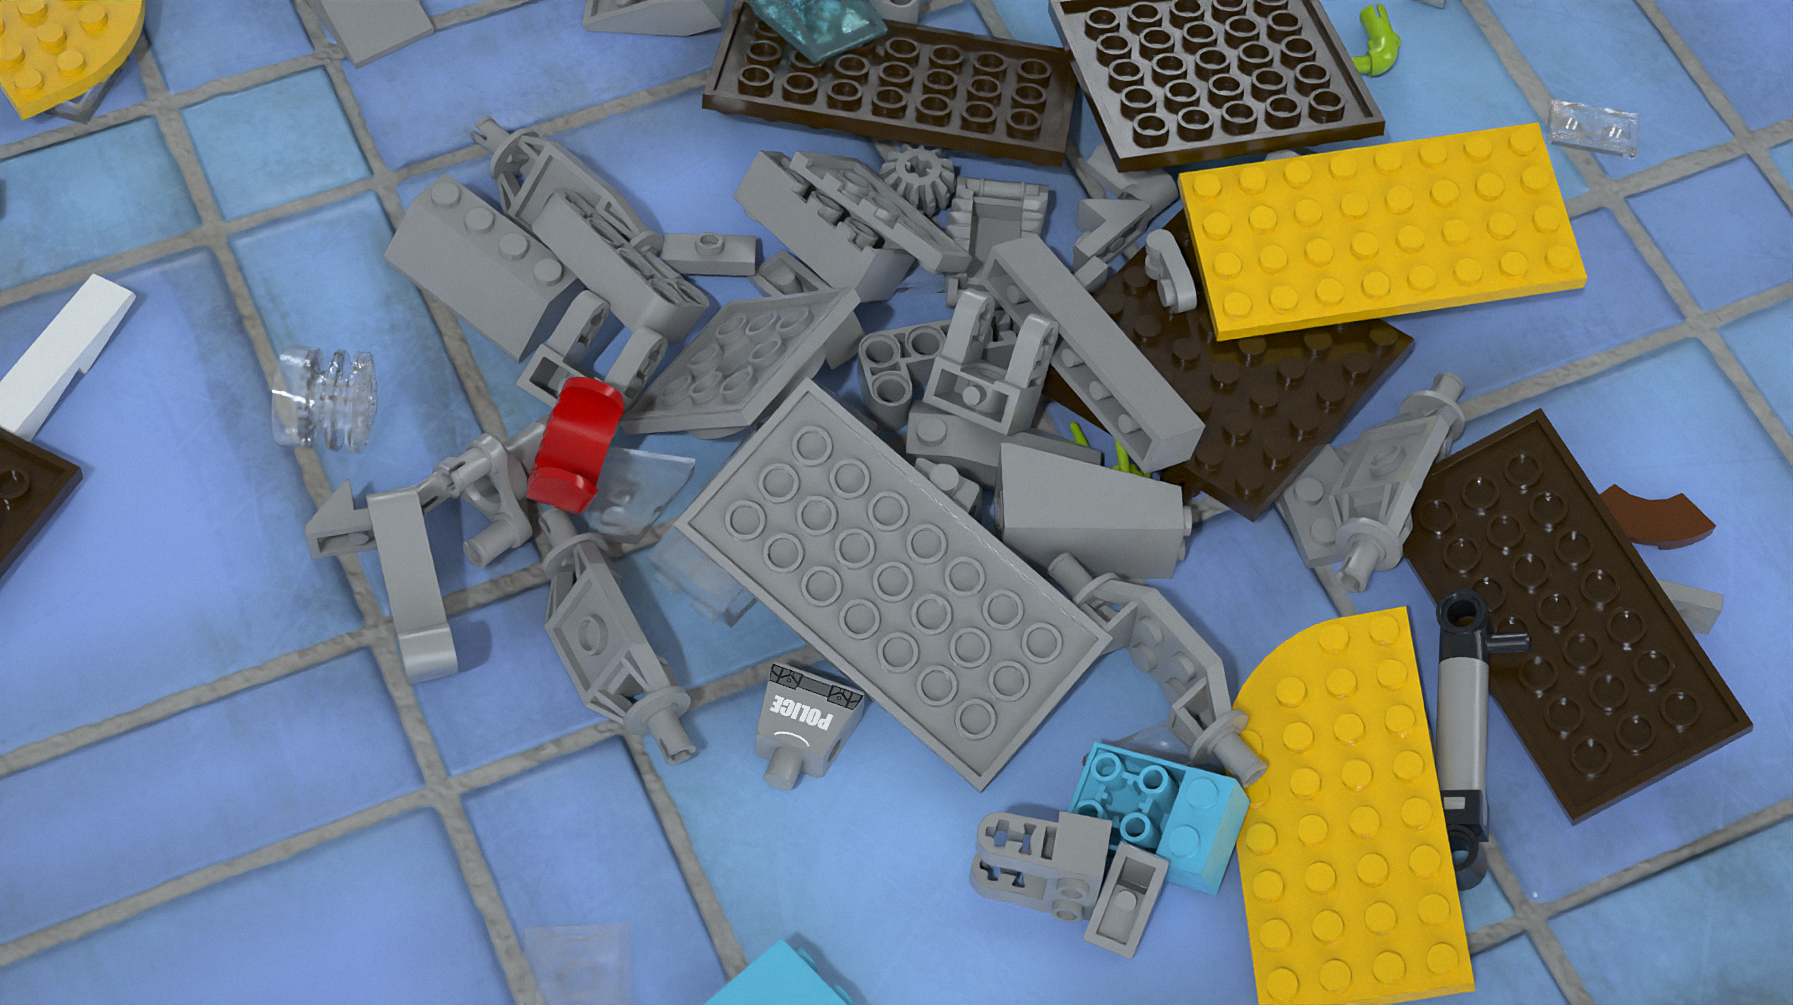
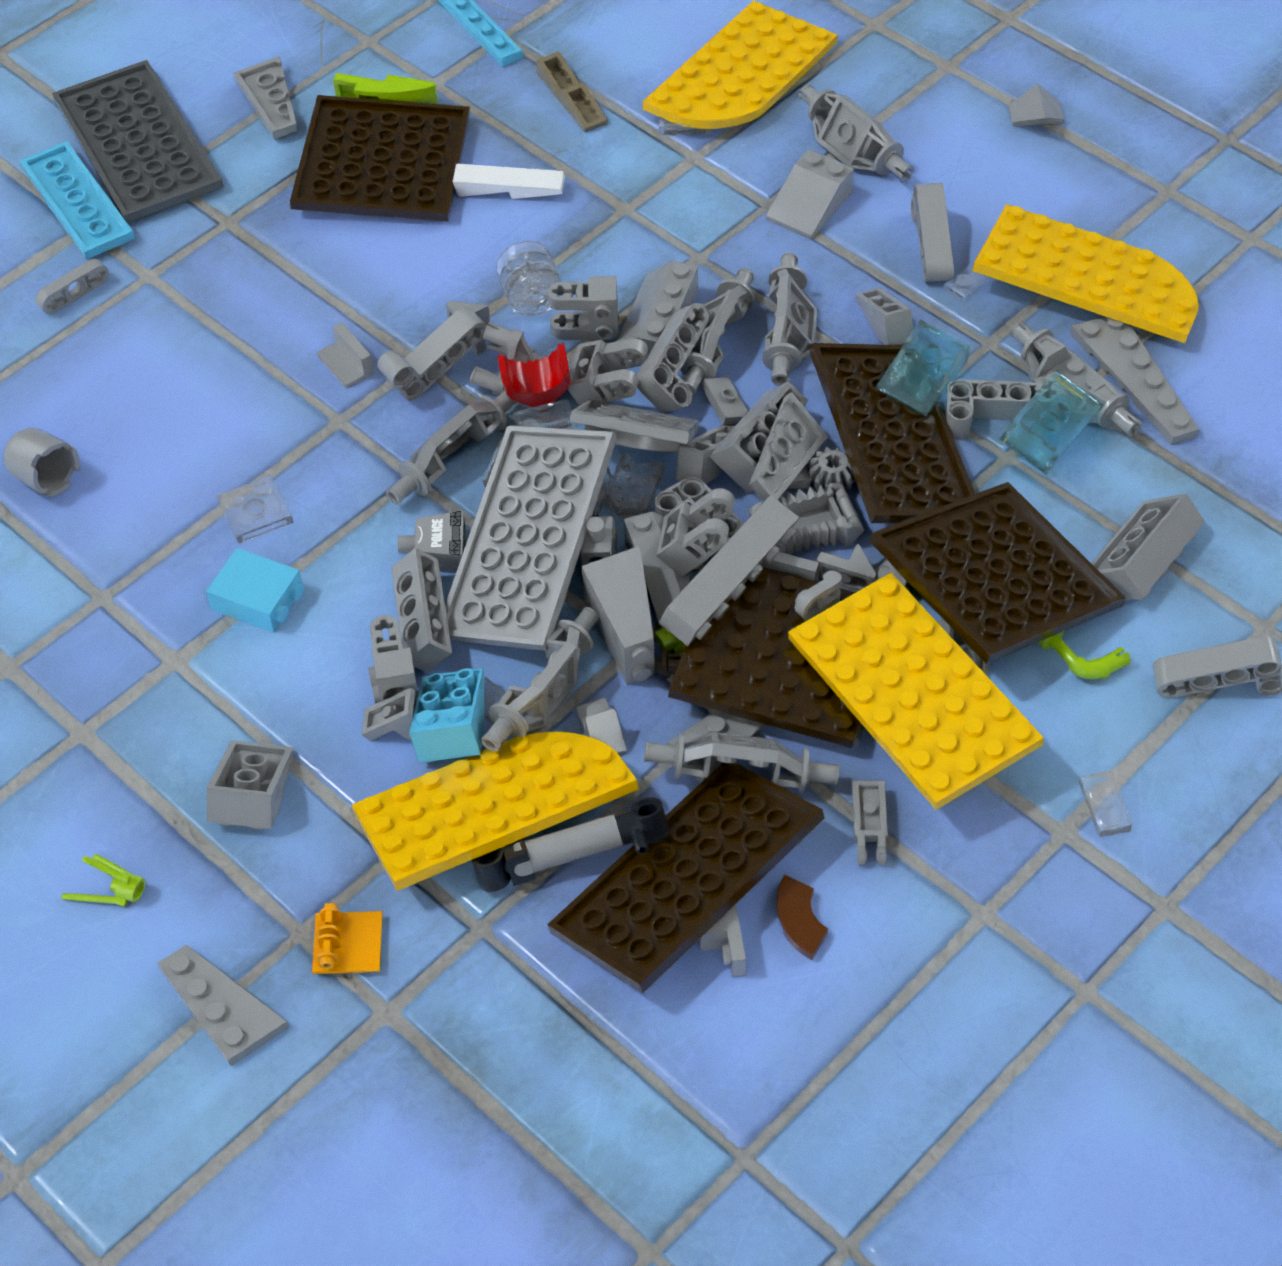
camera: 75 degrees right, 5 degrees down
(314, 729) = (347, 357): none -> light grey panel
(449, 340) = (600, 307): none -> light grey brick
(563, 85) = (795, 320): none -> light grey plate
(916, 768) = (421, 609): none -> light grey brick
(1245, 635) = (602, 724): none -> light grey slope
(1530, 380) = (869, 818): none -> light grey hinge

